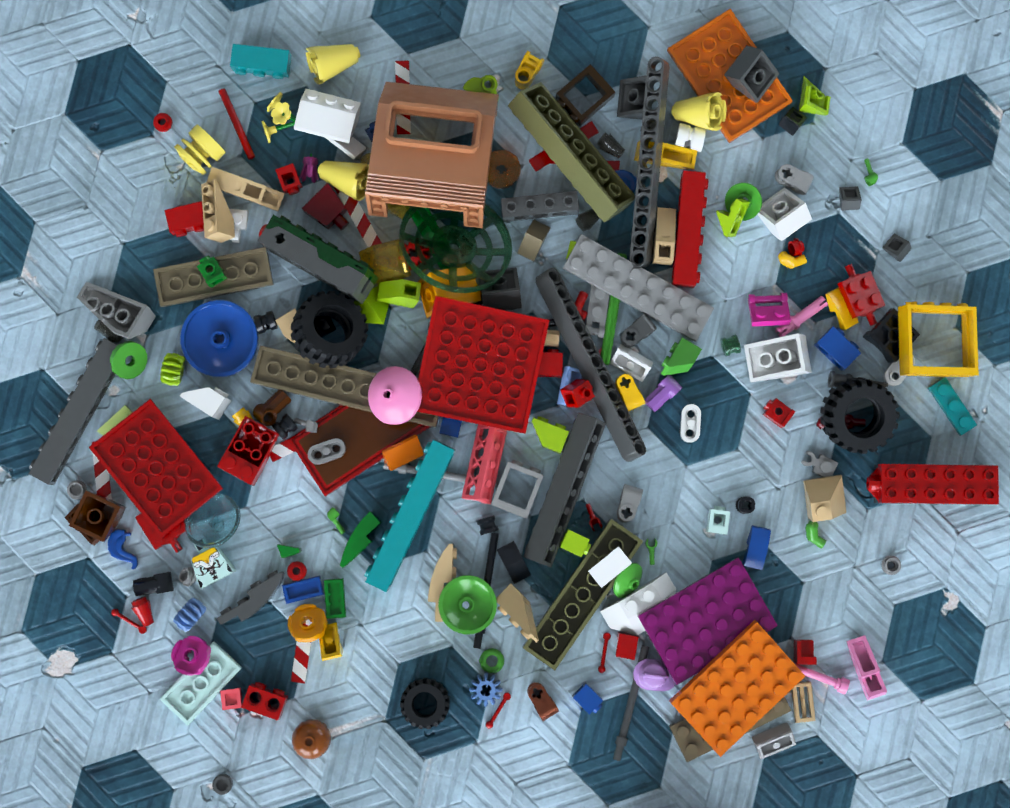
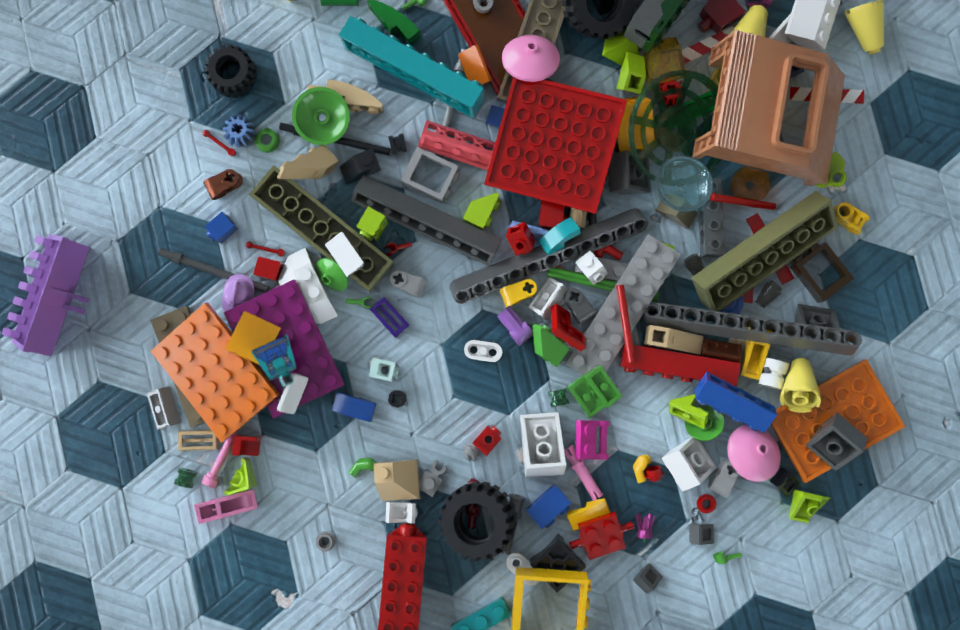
camera: 90 degrees right, 0 degrees up
(508, 223) = (688, 174): none -> clear light blue dish
(522, 176) = (742, 201): none -> red bar
(569, 352) = (555, 238): none -> teal slope
(600, 321) = (591, 267): none -> white bracket
(654, 283) = (625, 323): none -> red bar
(655, 517) = (400, 329): none -> dark purple tile
(664, 344) = (563, 329): none -> red plate
(670, 188) = (722, 350): none -> copper plate
(703, 650) = (251, 334): none -> light orange slope
(721, 310) = (594, 391): none -> bright green slope
(722, 173) = (735, 402): none -> blue brick
(724, 622) = (276, 360): none -> torso
(752, 606) = (292, 394): none -> white slope
(770, 160) = (747, 456): none -> bright pink dish
(791, 428) = (470, 452): none -> light grey plate
(826, 195) = (712, 503): none -> red plate
(839, 651) = (243, 478): none -> lime slope
(842, 710) = (185, 477): none -> clear green wheel
(852, 253) = (645, 529): none -> flat silver piece
(856, 492) = (401, 512): none -> white bracket

